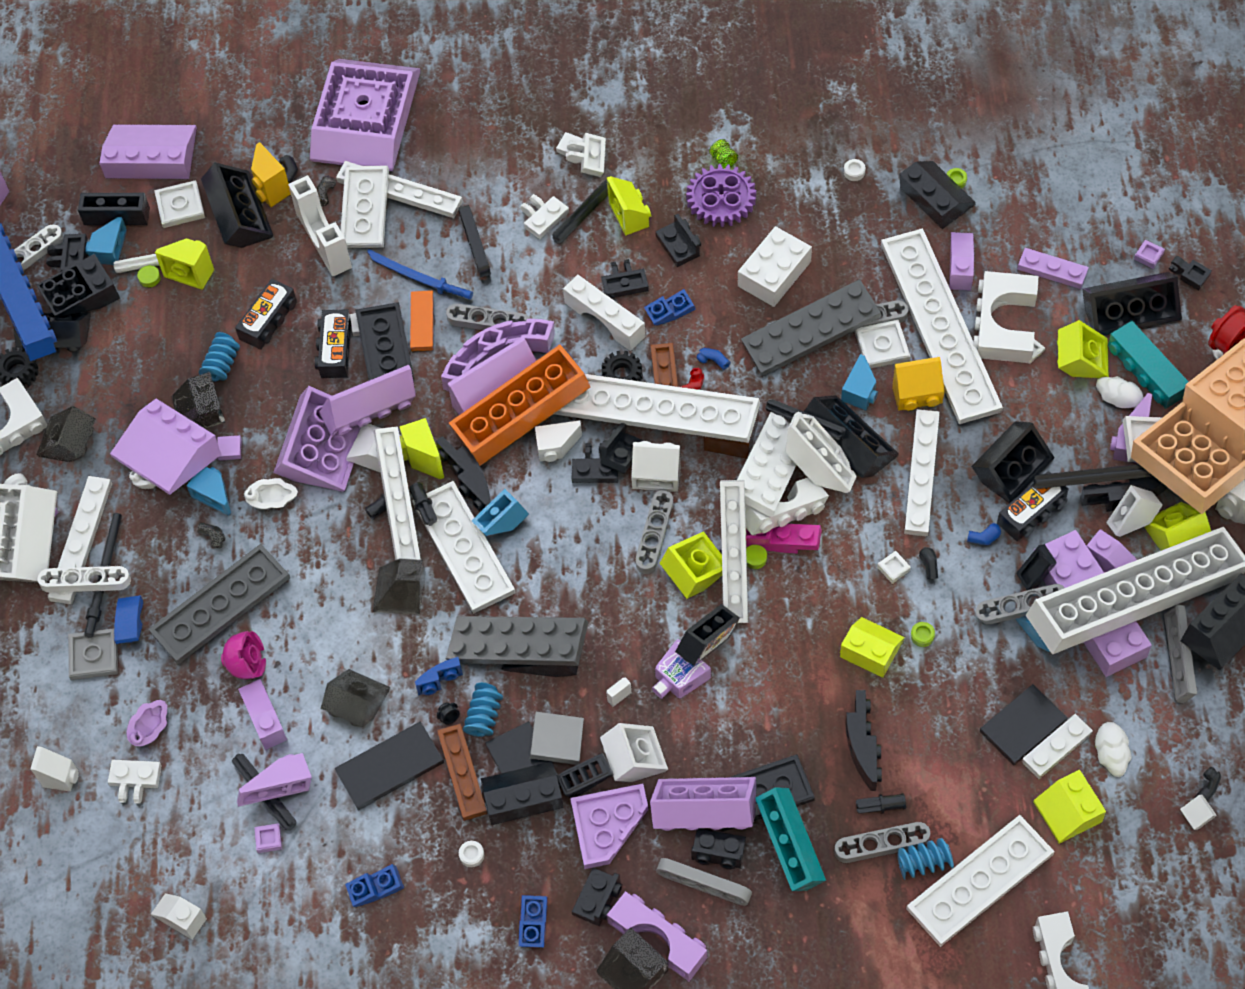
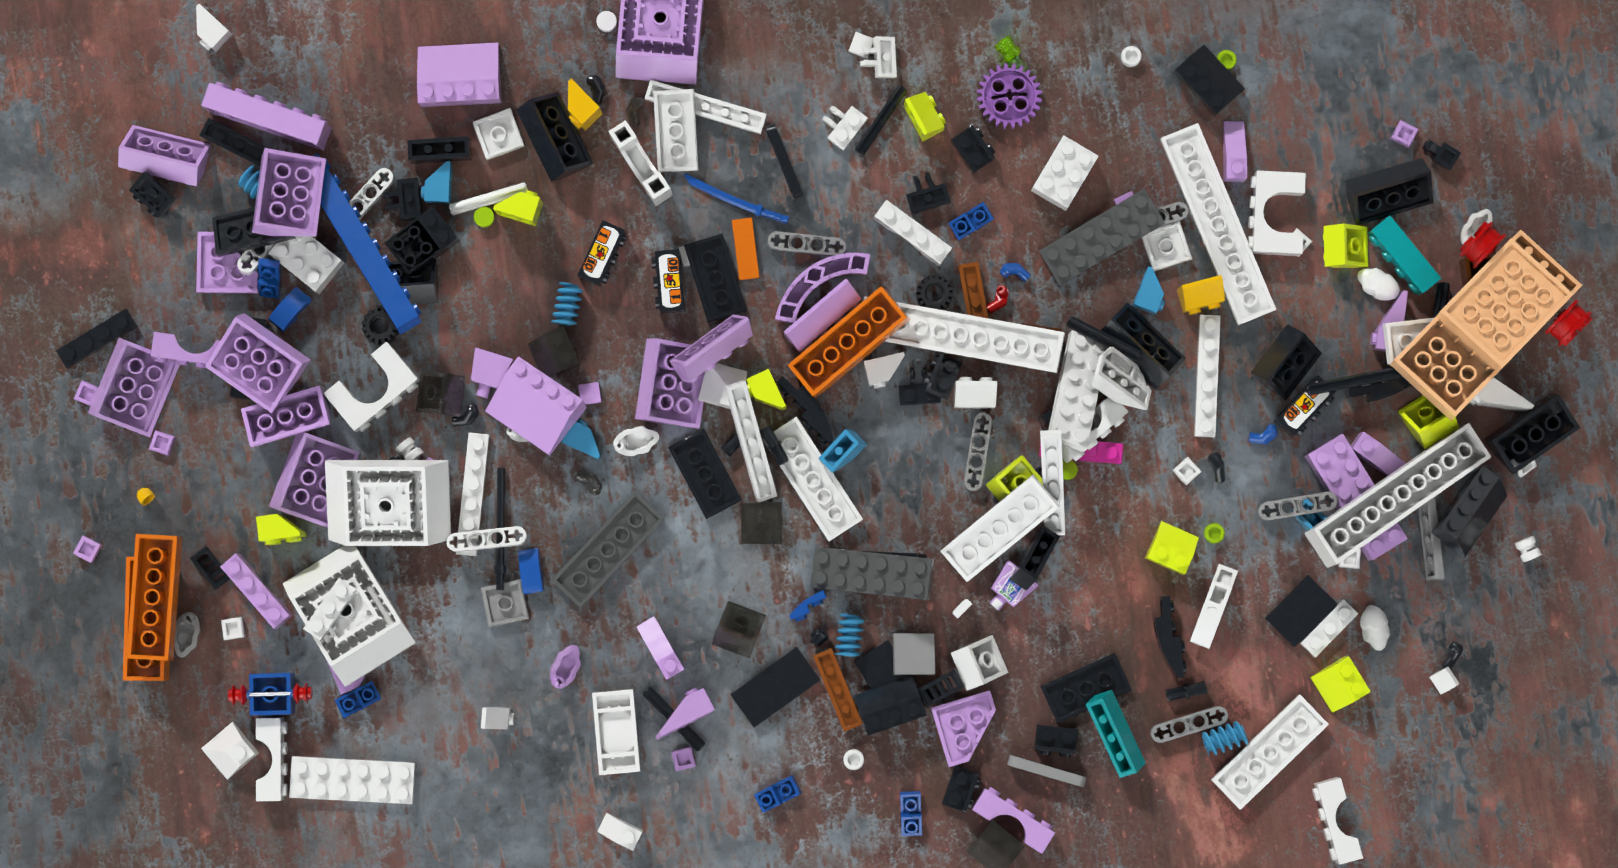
camera: 10 degrees left, 25 degrees up
(91, 462) = (468, 417): none -> black arm
(119, 414) = (488, 370): none -> lavender torso
(134, 774) = (561, 711): white hinge -> none
(193, 799) = (616, 732): none -> white slope
(243, 655) = (637, 601): dark pink cylinder -> none
(308, 112) = (606, 21): none -> white tile
(343, 535) = (705, 473): none -> black tile
(669, 600) = (1000, 528): none -> white plate
(704, 803) = (1042, 705): lavender slope -> none
(917, 708) = (1214, 606): none -> white slope
(1036, 567) = (1309, 471): black tile -> none
(1052, 268) = (1317, 155): lavender plate -> none
(1083, 671) = (1351, 561): none -> white tile
(1134, 511) = (1392, 408): white slope -> none

